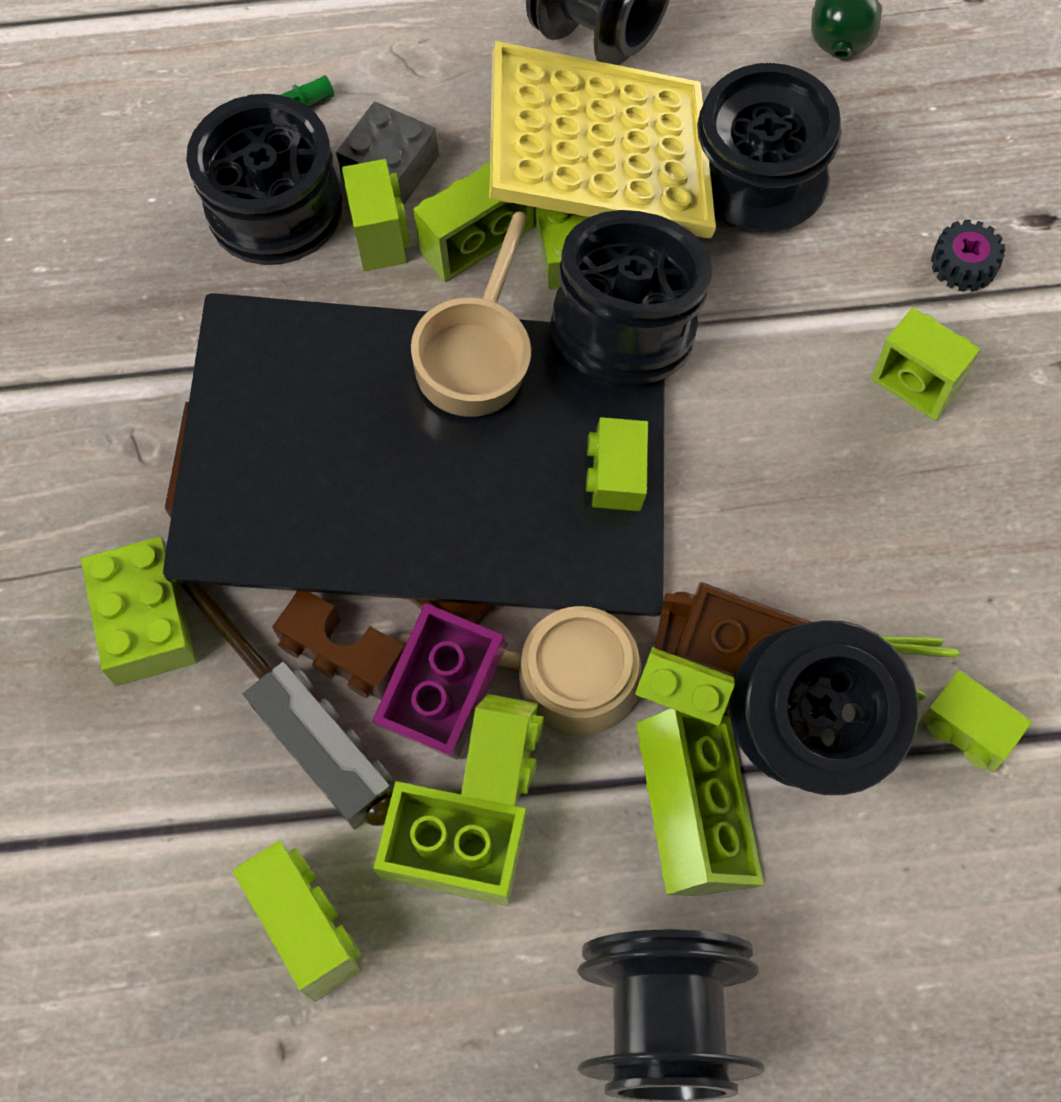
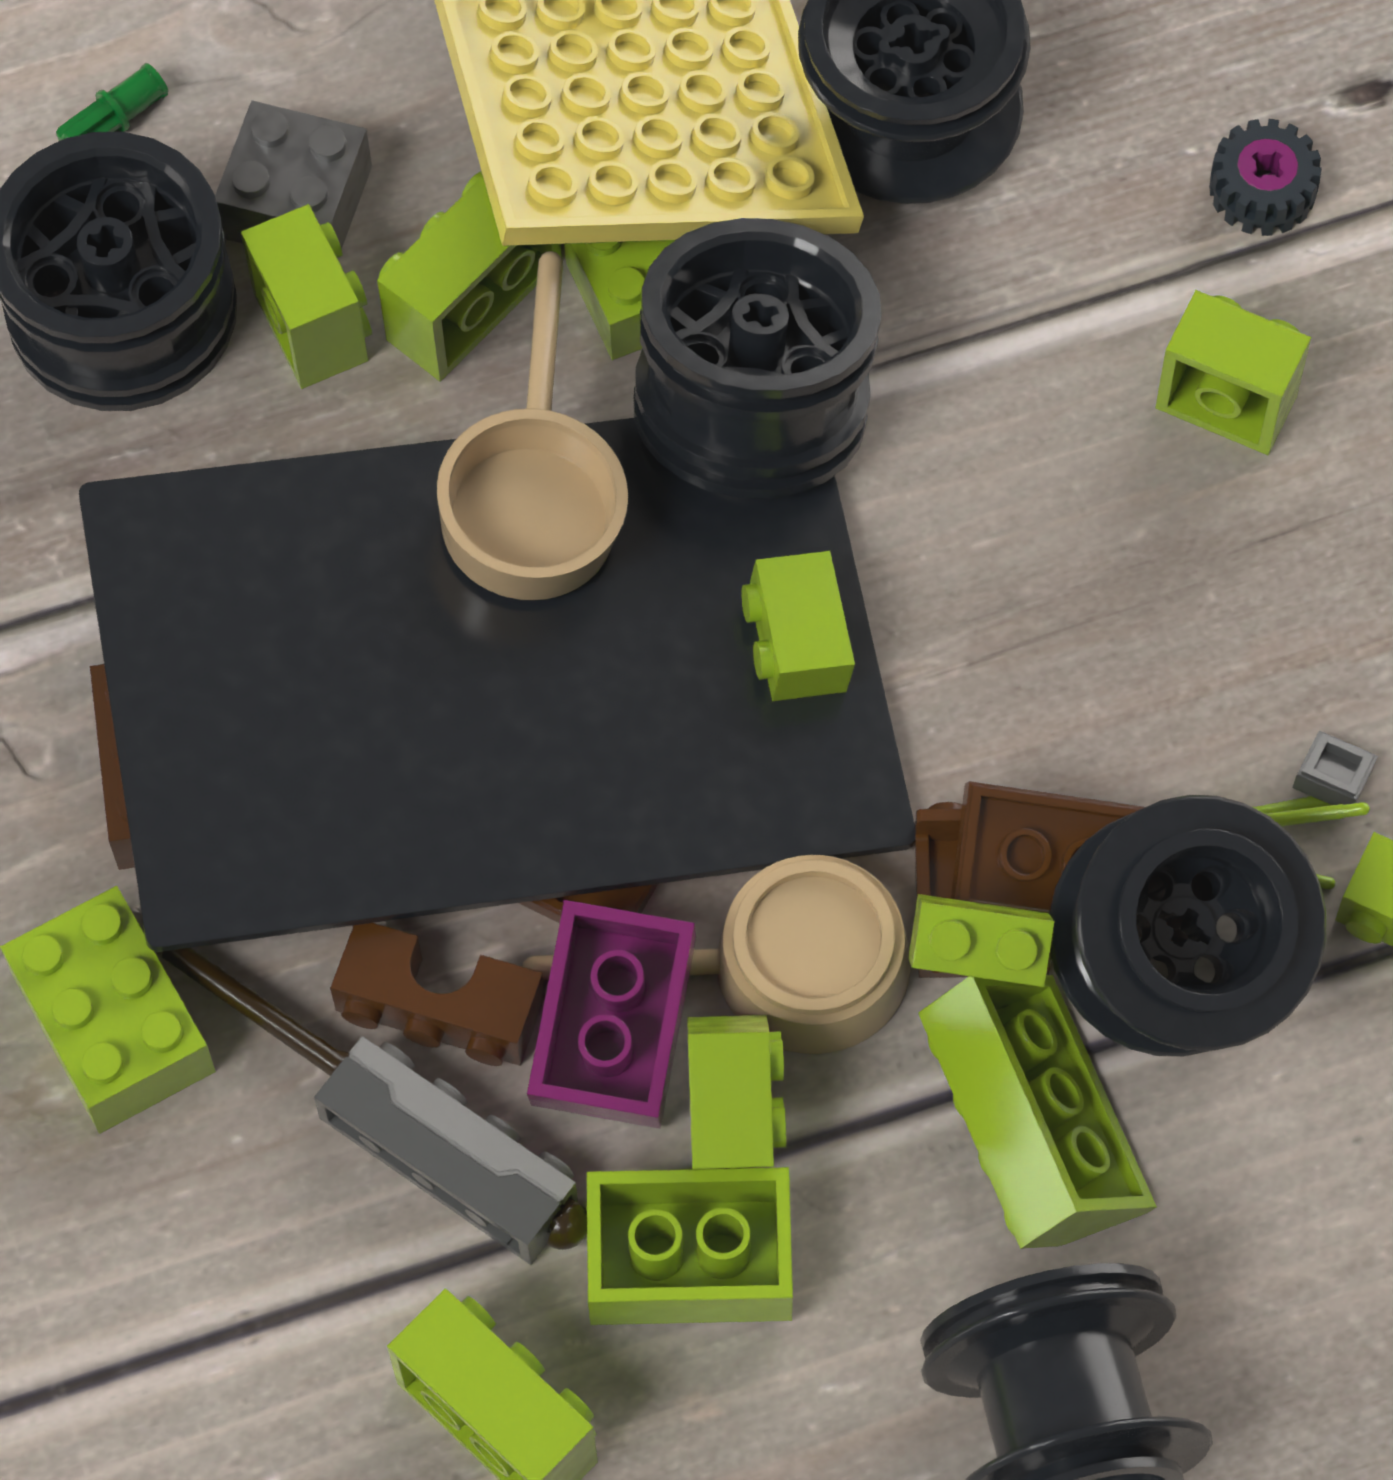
camera: 15 degrees left, 0 degrees up
(939, 624) = (1334, 770): none -> tile

